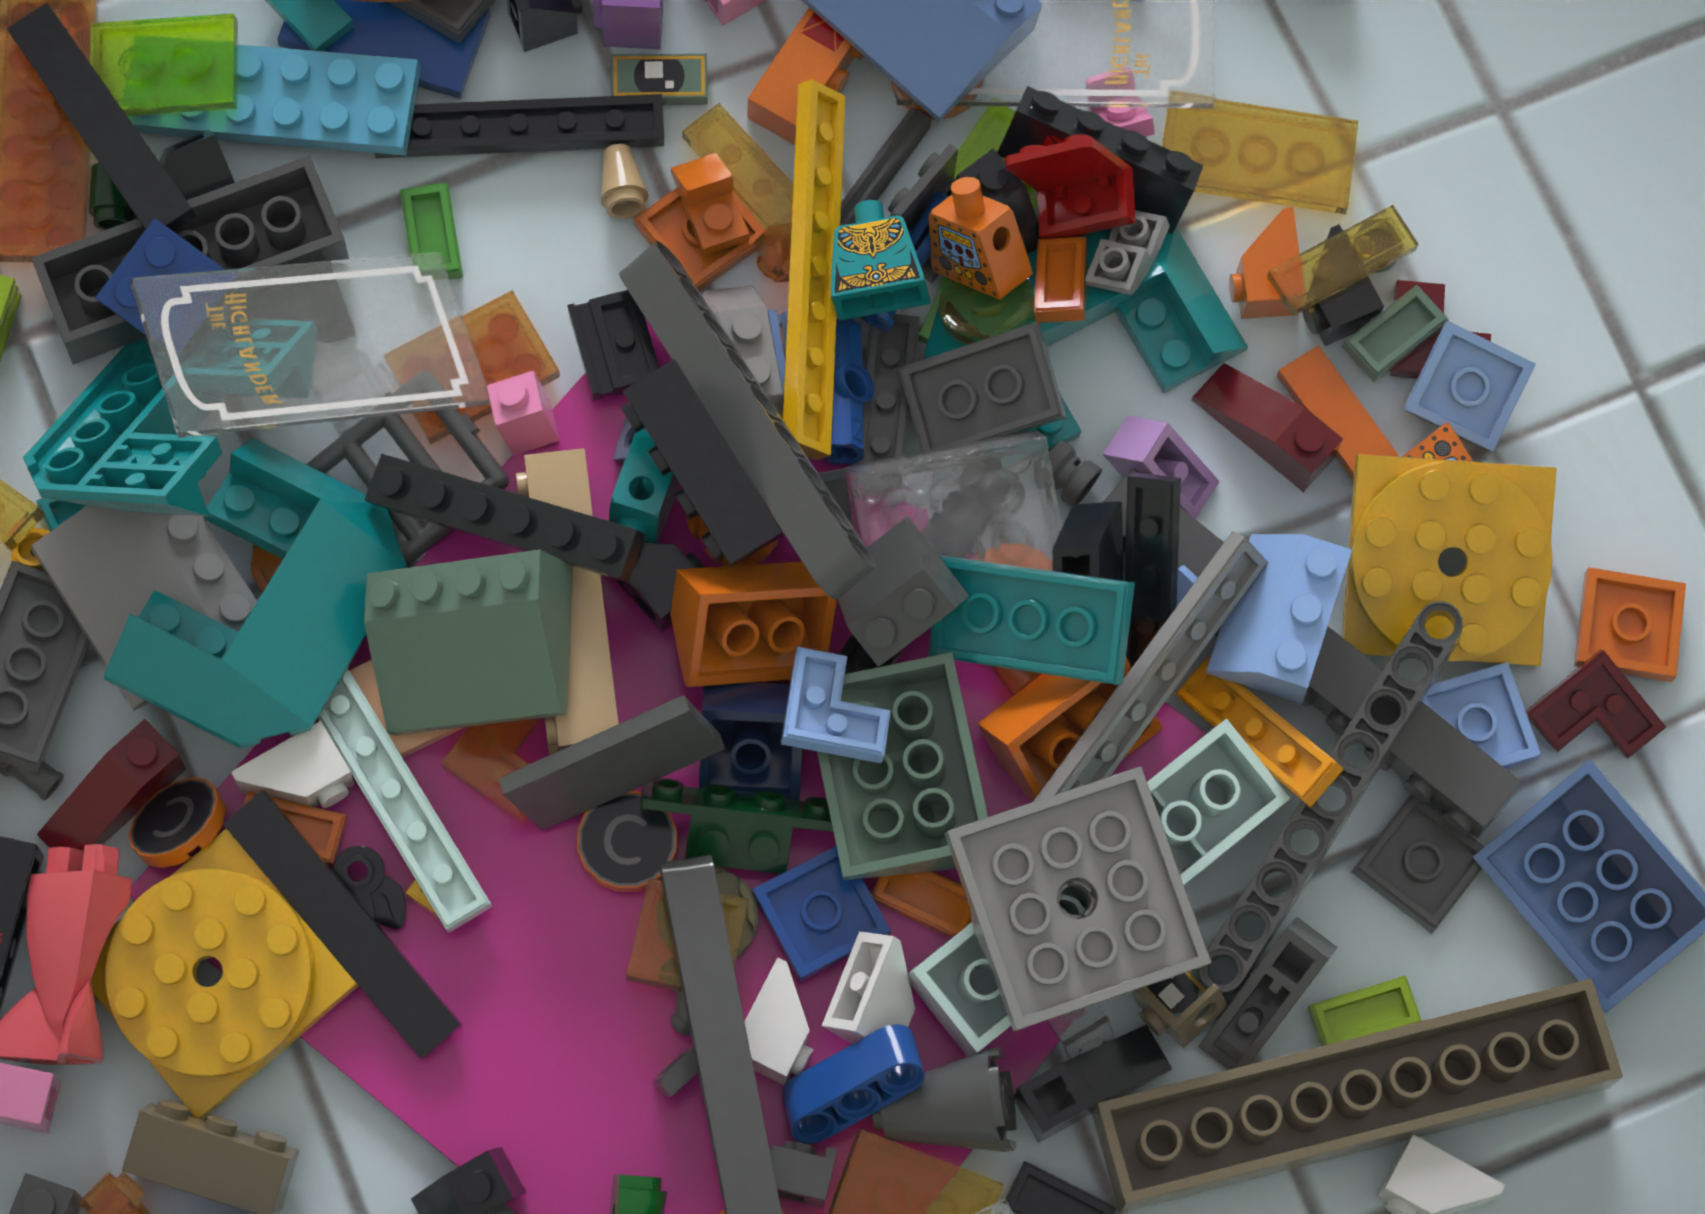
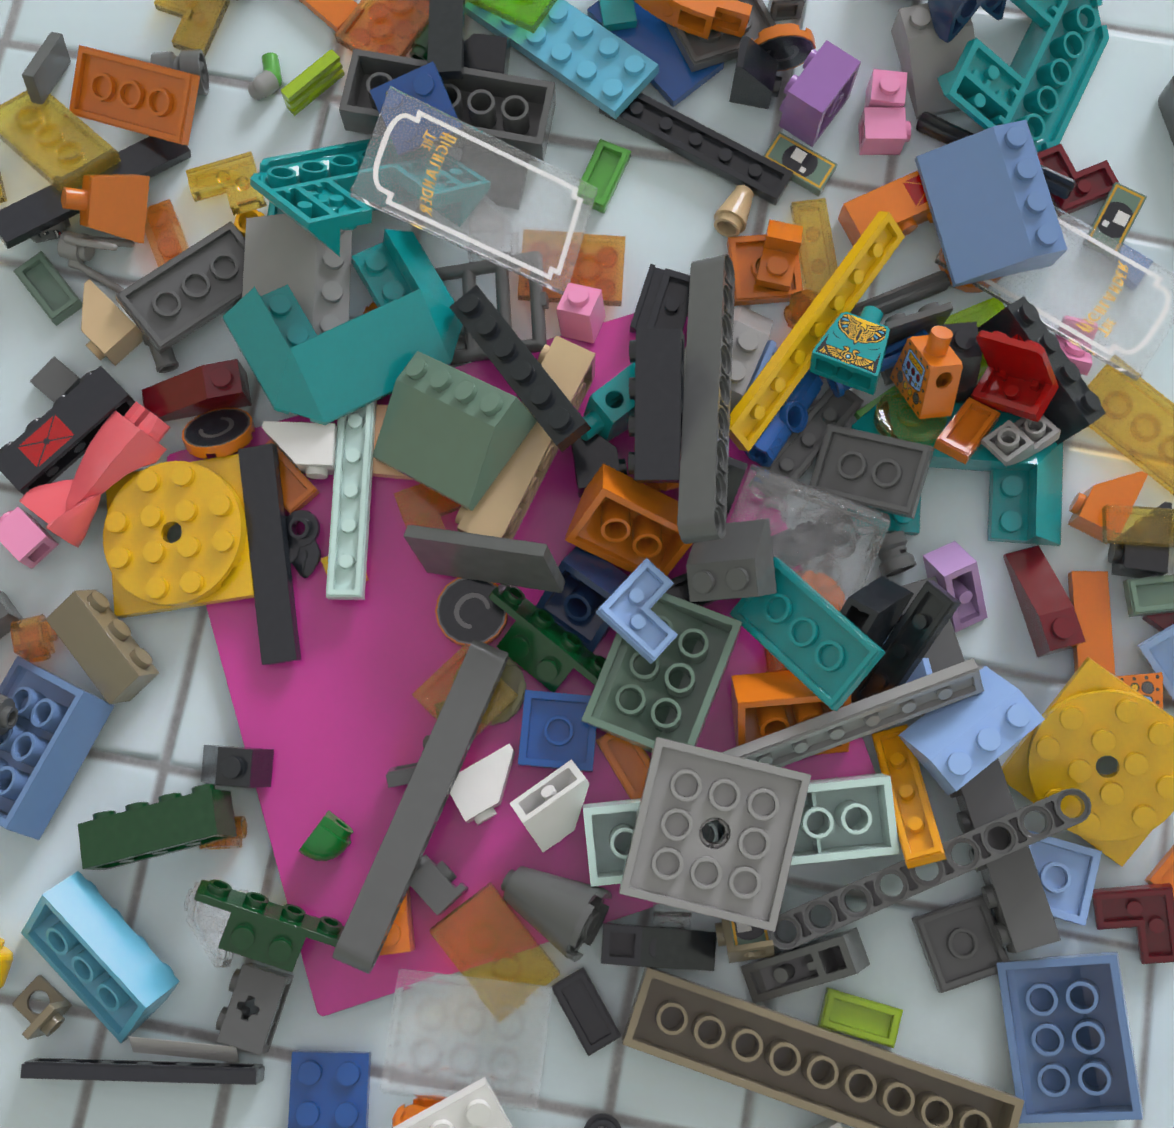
camera: 40 degrees right, 5 degrees up
(852, 1084) = (503, 853): blue beam -> none

